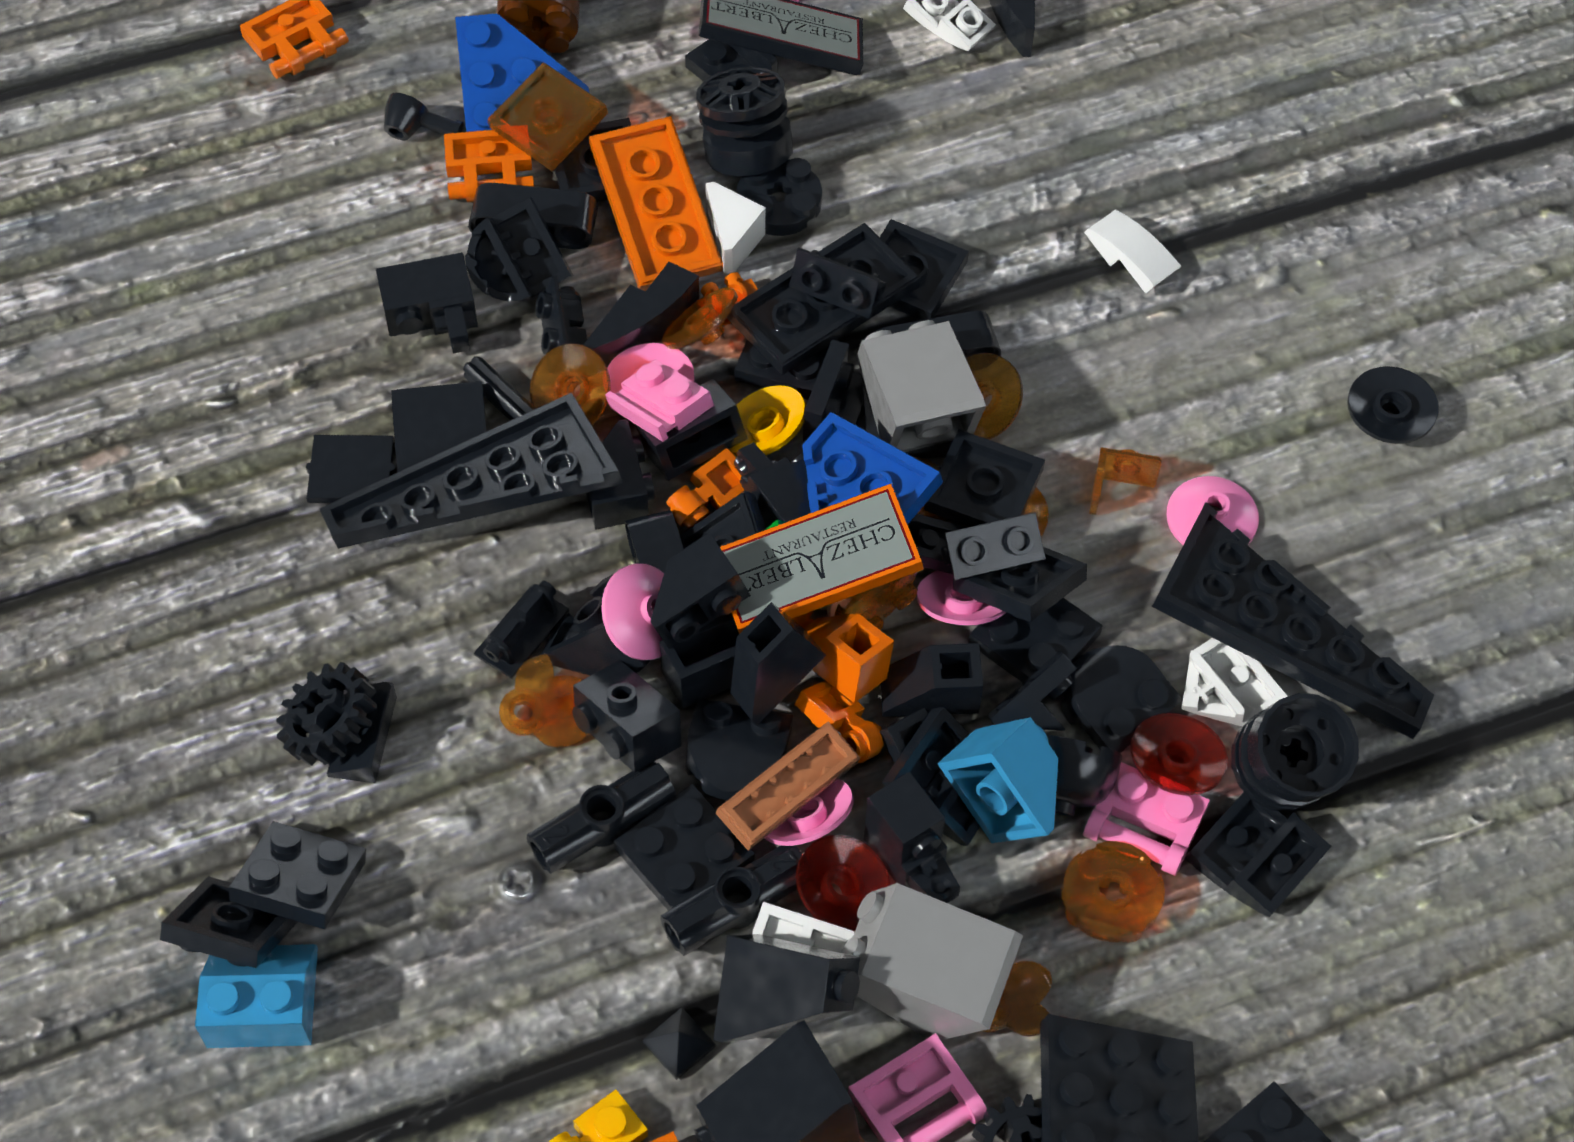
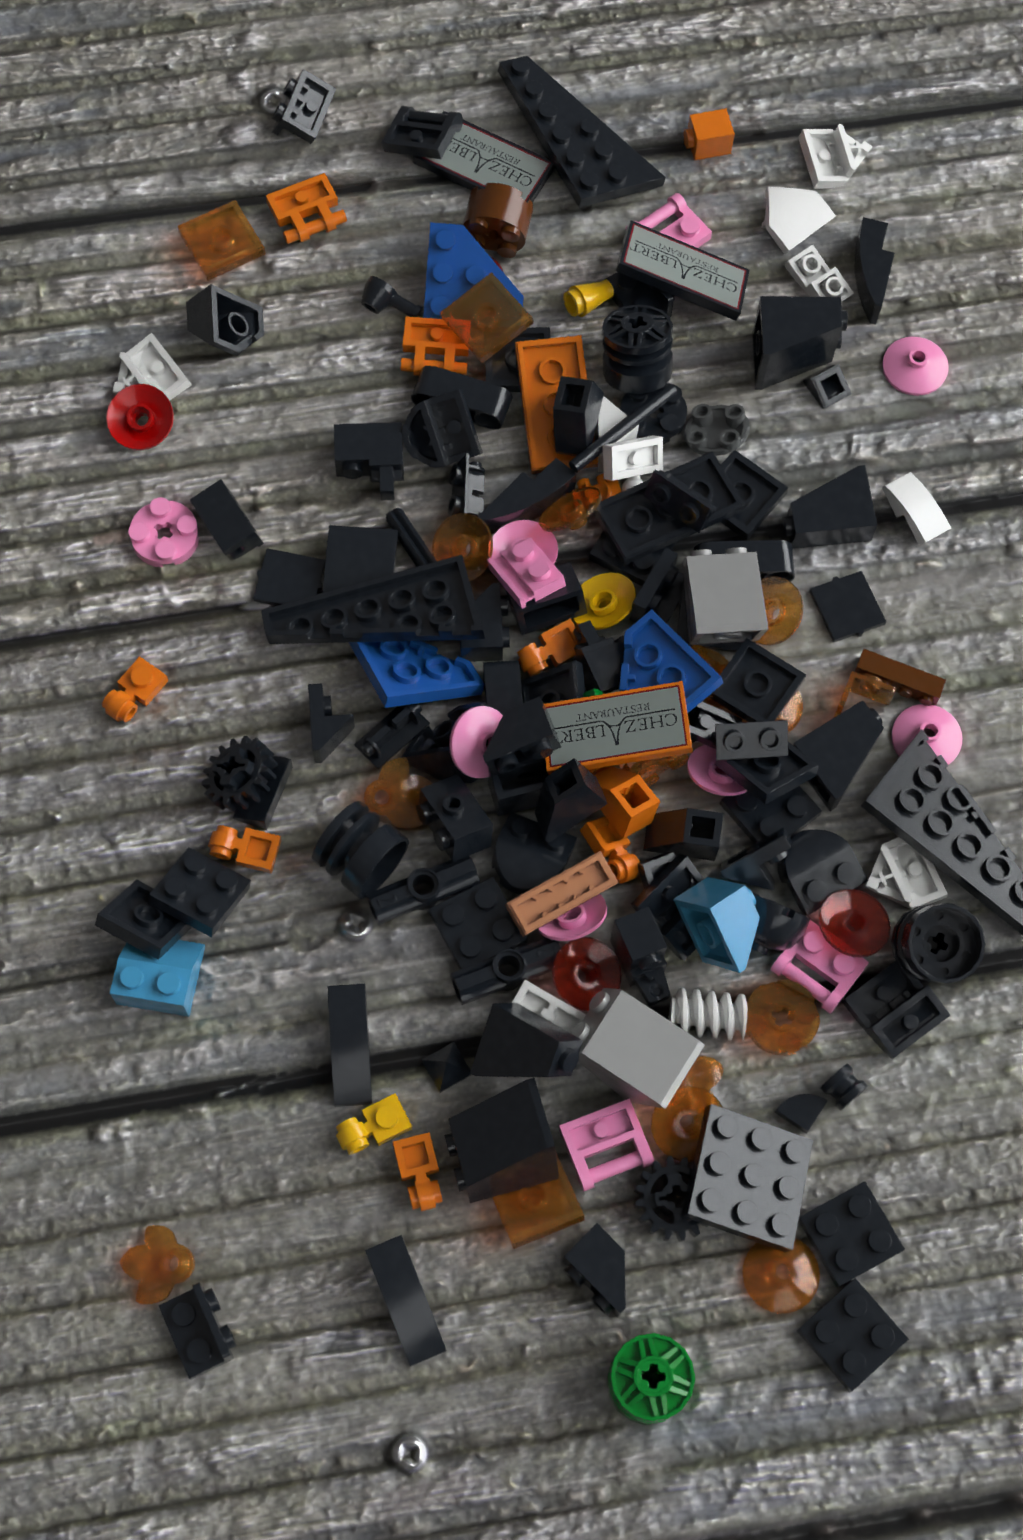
camera: 10 degrees right, 10 degrees up
(107, 292) = (131, 405): none -> red dish
(124, 253) = (153, 366): none -> white slope
(169, 628) = (138, 683): none -> orange plate
(174, 416) = (159, 515): none -> bright pink plate
(191, 86) = (221, 240): none -> clear orange plate
(210, 172) = (224, 319): none -> black slope
(255, 407) = (226, 520): none -> black hinge
(364, 809) = (255, 850): none -> orange plate
(434, 637) = (326, 729): none -> black slope
(507, 777) = (360, 849): none -> black wheel
(537, 547) = (415, 672): none -> blue plate
(541, 1036) = (350, 1045): none -> black slope
(667, 79) = (586, 297): none -> yellow cone
(684, 206) = (575, 414): none -> black slope
(745, 213) = (623, 427): none -> black bar
(765, 248) = (632, 459): none -> white plate
(862, 199) = (716, 429): none -> dark grey dish
(936, 77) = (795, 336): none -> black slope
(989, 132) = (828, 385): none -> black slope
(991, 1056) = (666, 1127): none -> clear orange dish
(1020, 900) = (709, 1013): none -> white piece
(1031, 272) = (833, 513): none -> black slope
(1075, 379) = (847, 606): none -> black piece
(1089, 94) = (913, 376): none -> bright pink dish
(1111, 543) = (841, 750): none -> black slope
(1167, 1006) = (801, 1110): none -> black tile
(1178, 451) = (905, 678): none -> reddish brown piece
(1216, 963) = (844, 1087): none -> black wheel

